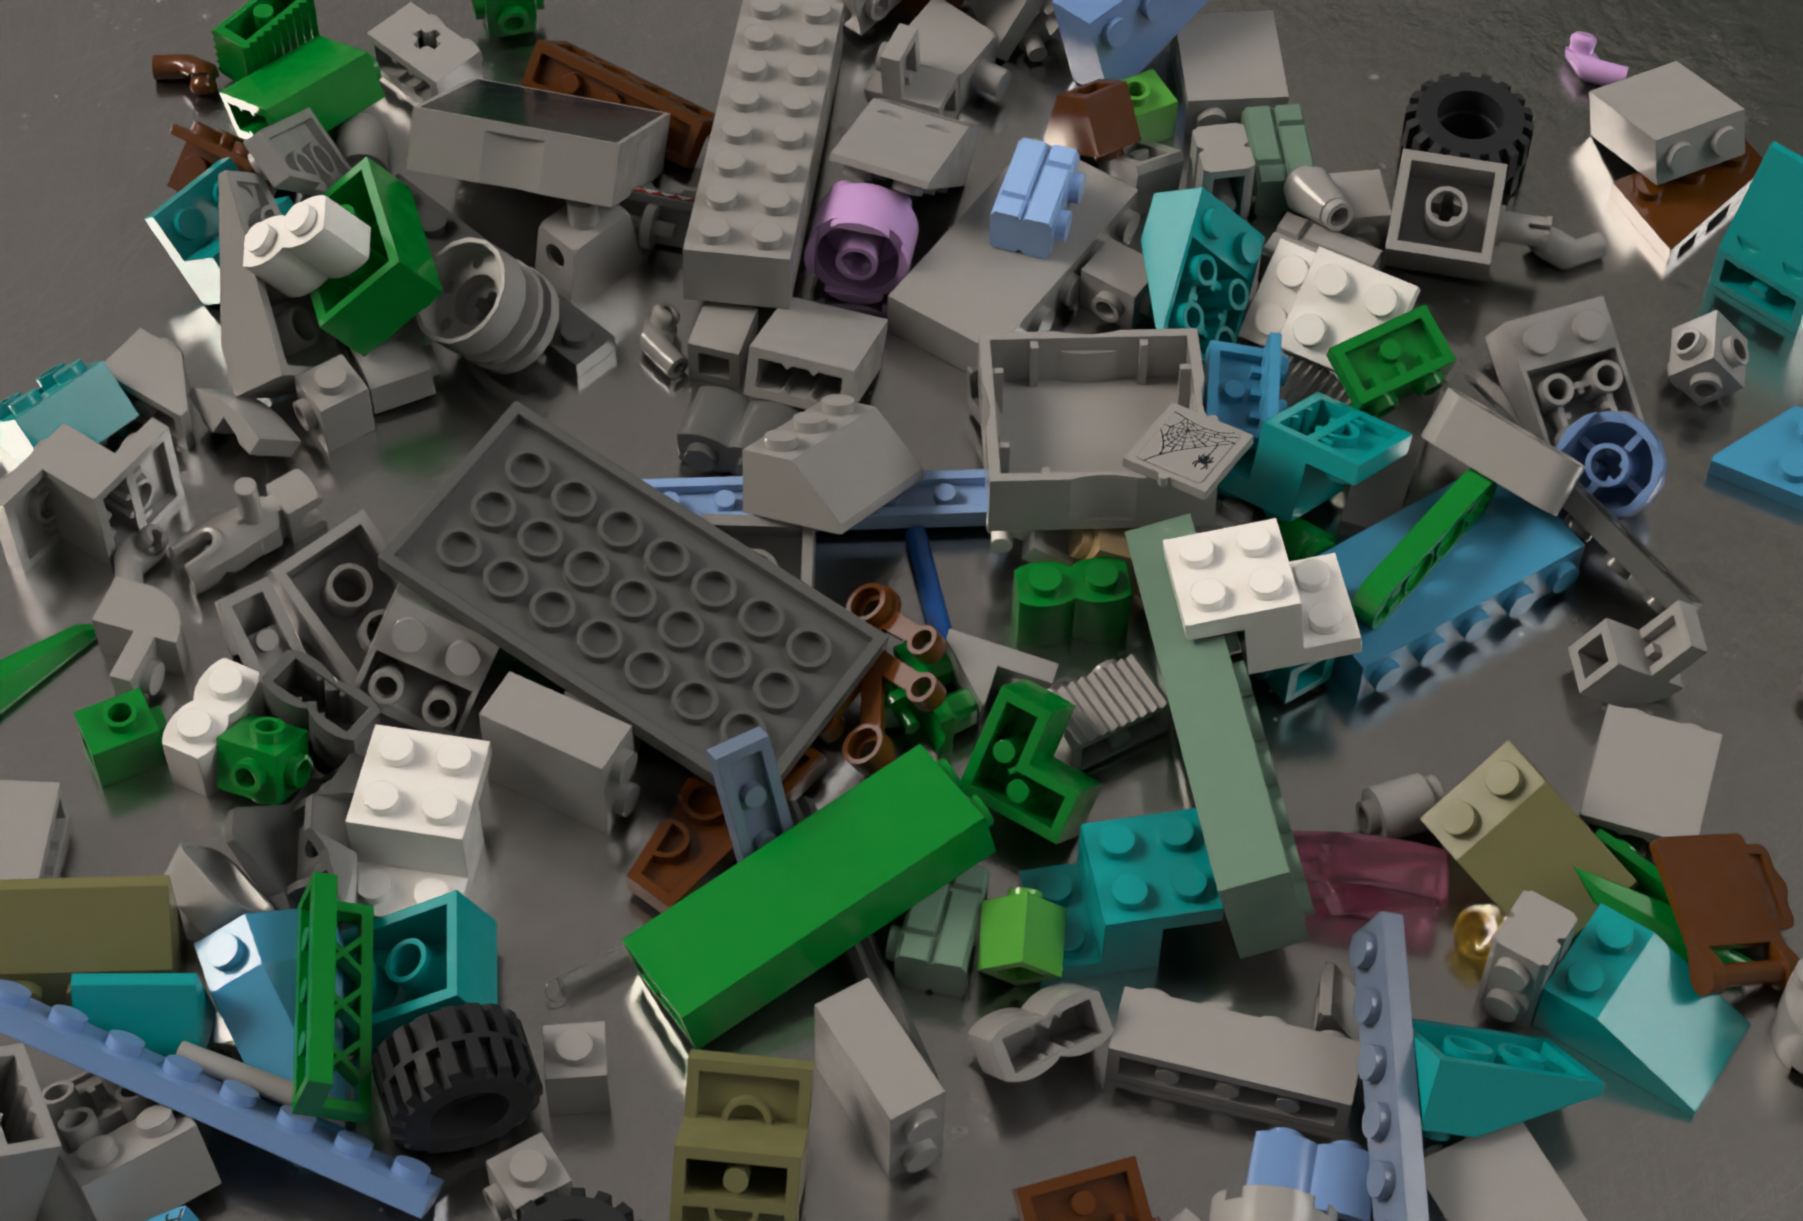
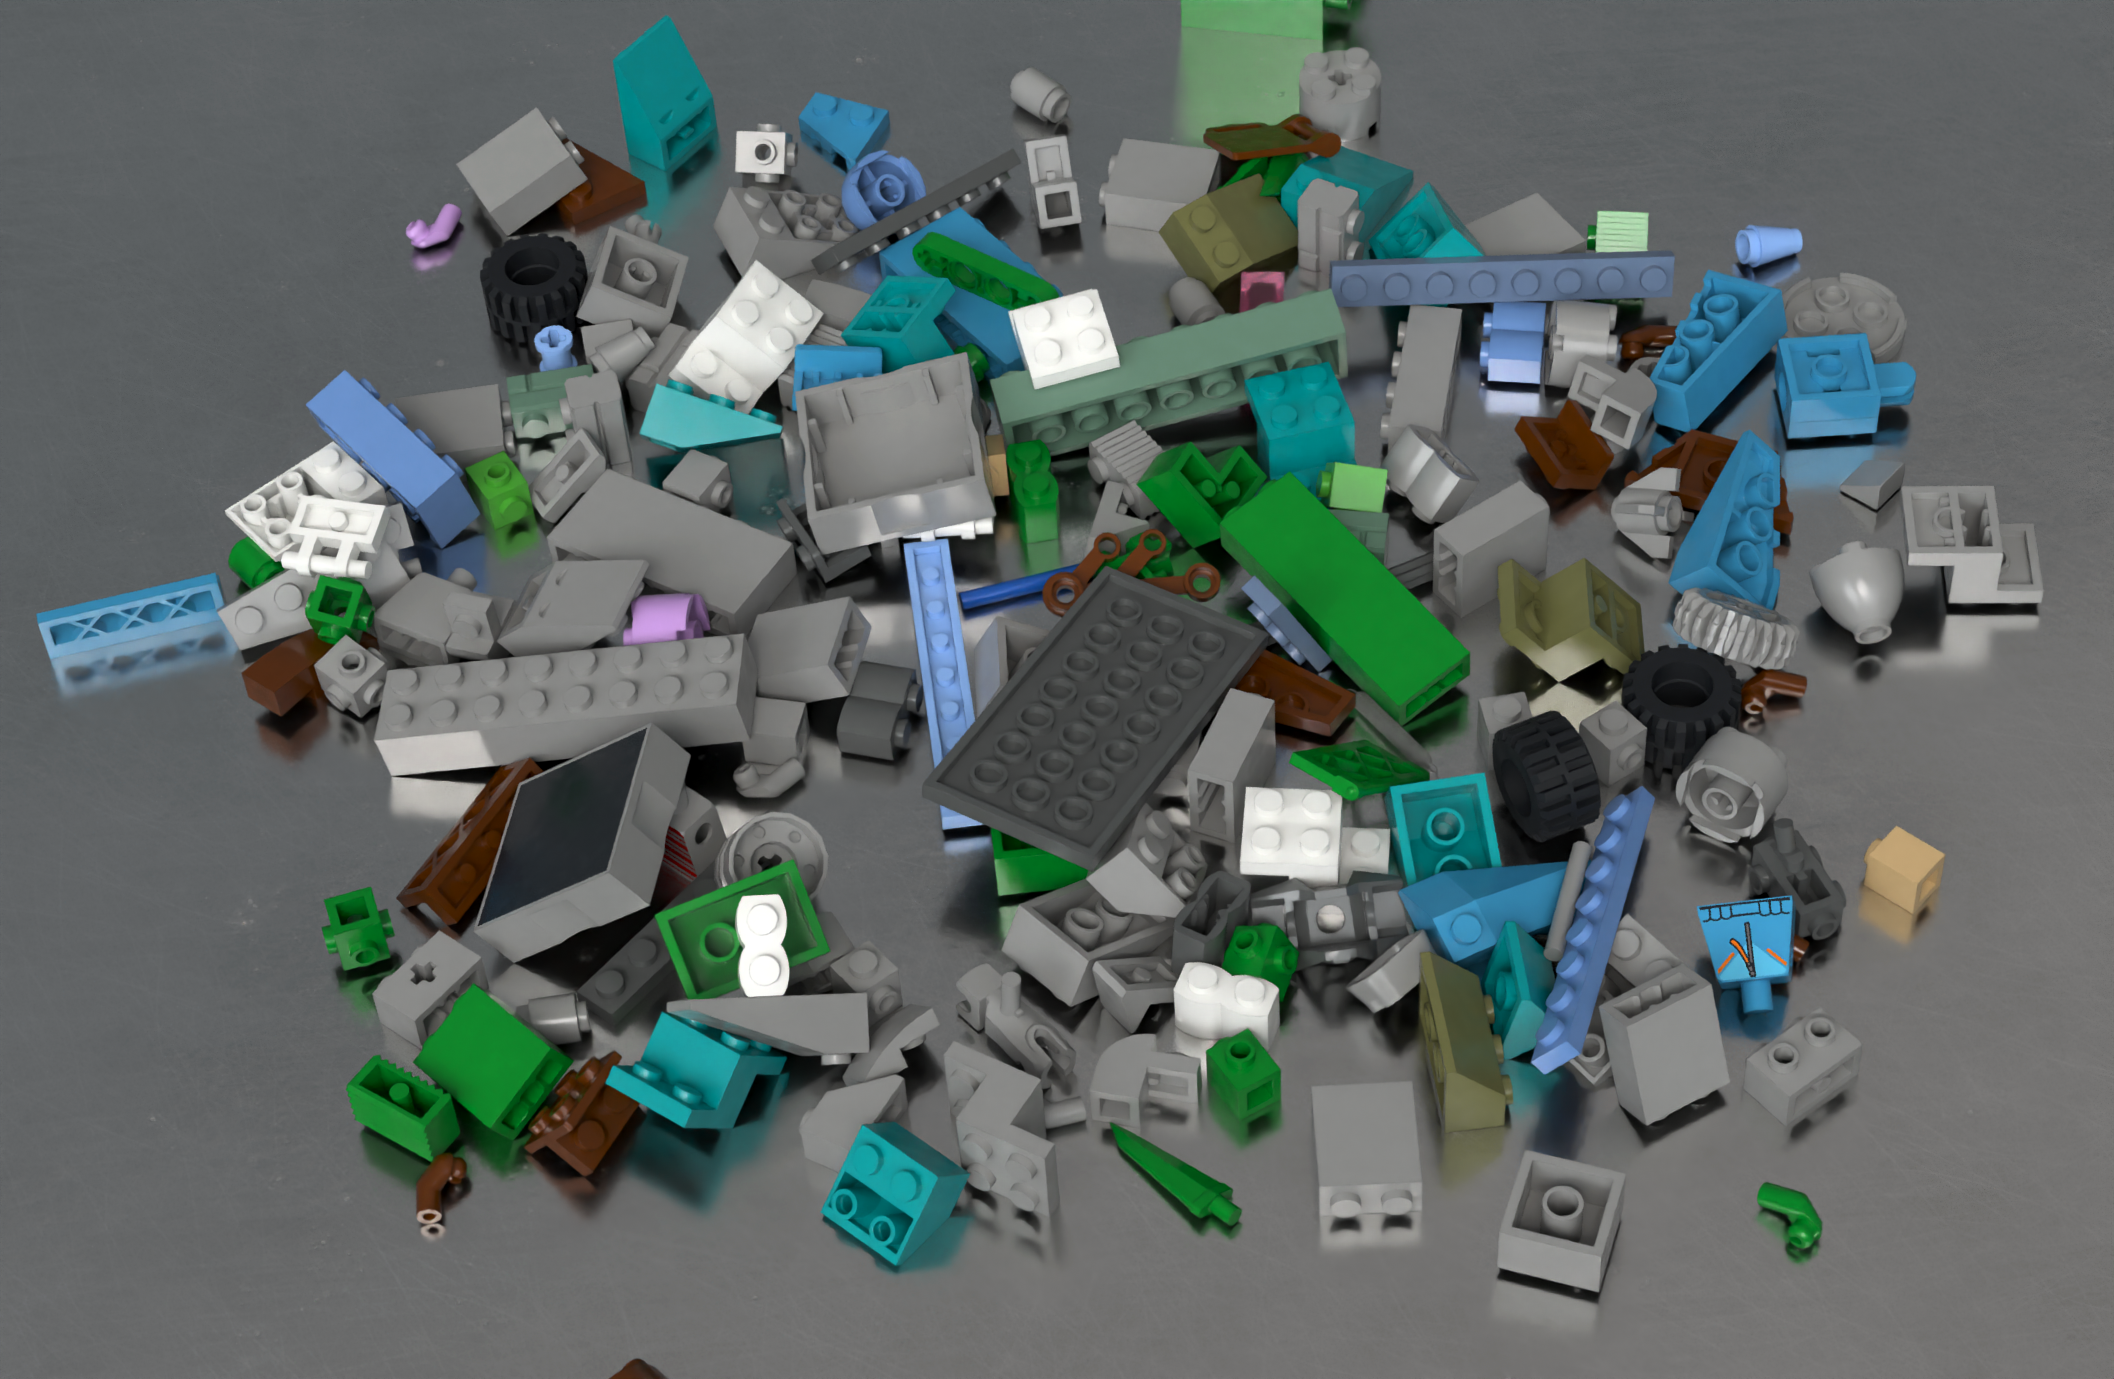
camera: 90 degrees left, 5 degrees down
(297, 155) = (613, 1008): light grey wing -> none
(319, 1005) = (1501, 853): green fence -> none
(569, 884) = (1357, 768): none -> green window
(827, 467) = (944, 617): light grey slope -> none
(1036, 198) = (636, 514): light blue brick -> none
(1094, 120) = (532, 499): reddish brown slope -> none
(1188, 451) = (943, 369): light grey piece -> none
(1335, 1002) = (1370, 339): light grey slope -> none
(1370, 151) = (555, 345): none -> light blue bush
(1393, 362) = (820, 283): green bracket -> none
(1471, 924) = (1305, 264): clear yellow plate -> none
(1503, 451) = (901, 226): light grey beam -> none

